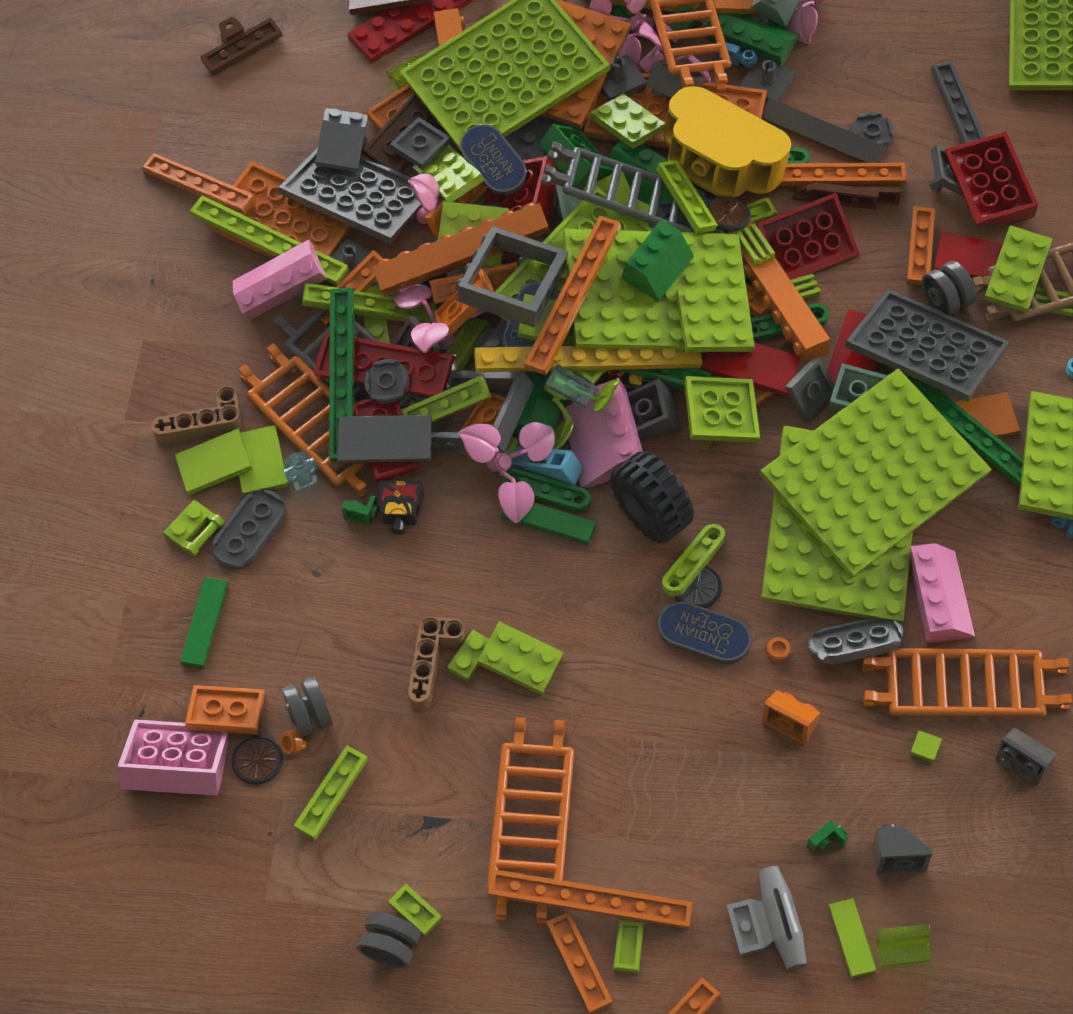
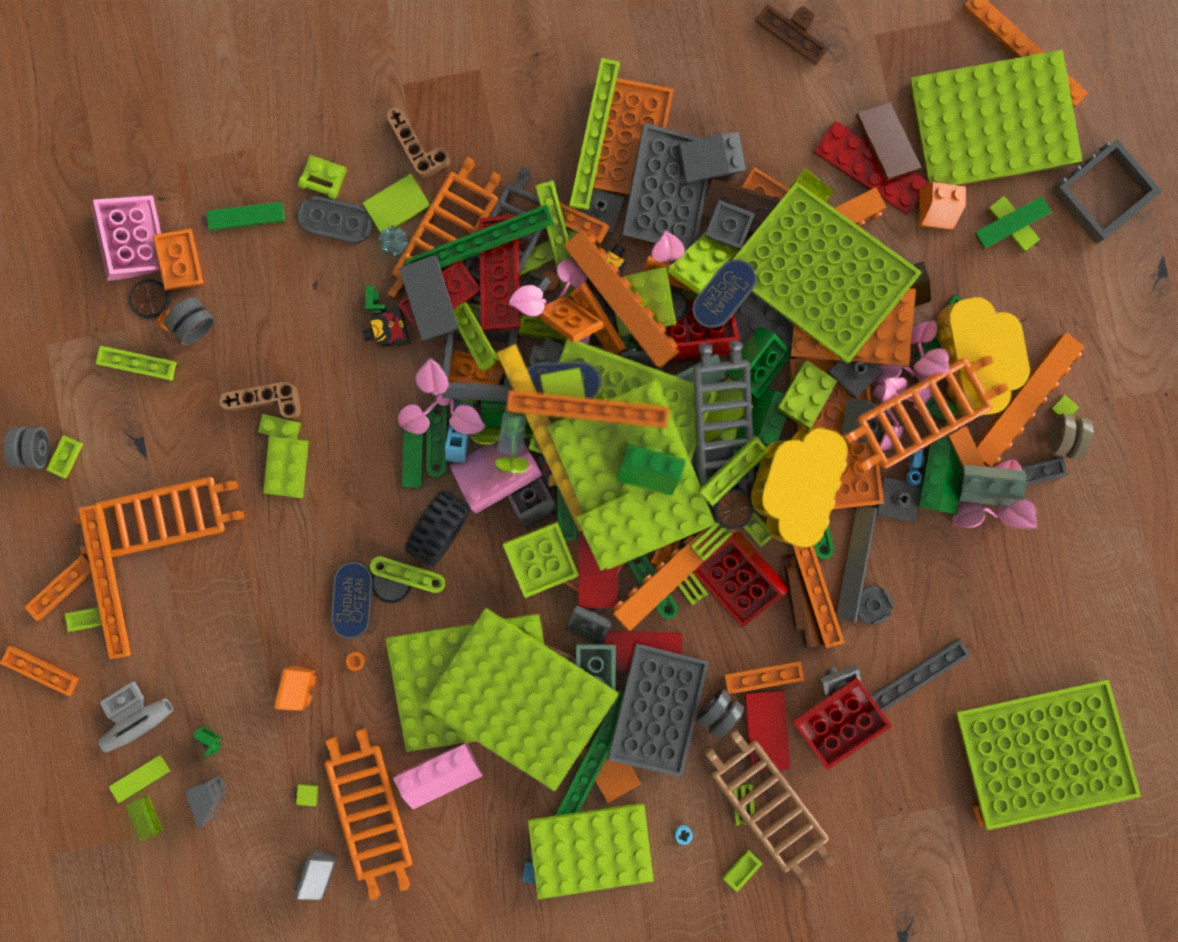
camera: 70 degrees right, 25 degrees up
(199, 183) = (637, 54): orange tile -> none
(213, 461) = (381, 169): lime tile -> none
(278, 280) = (557, 155): bright pink slope -> none
(387, 381) = (482, 281): dark grey tile -> none
(503, 305) = (600, 318): dark grey window -> none
(855, 640) = (375, 720): dark grey tile -> none
(1018, 269) = (758, 767): lime plate -> none

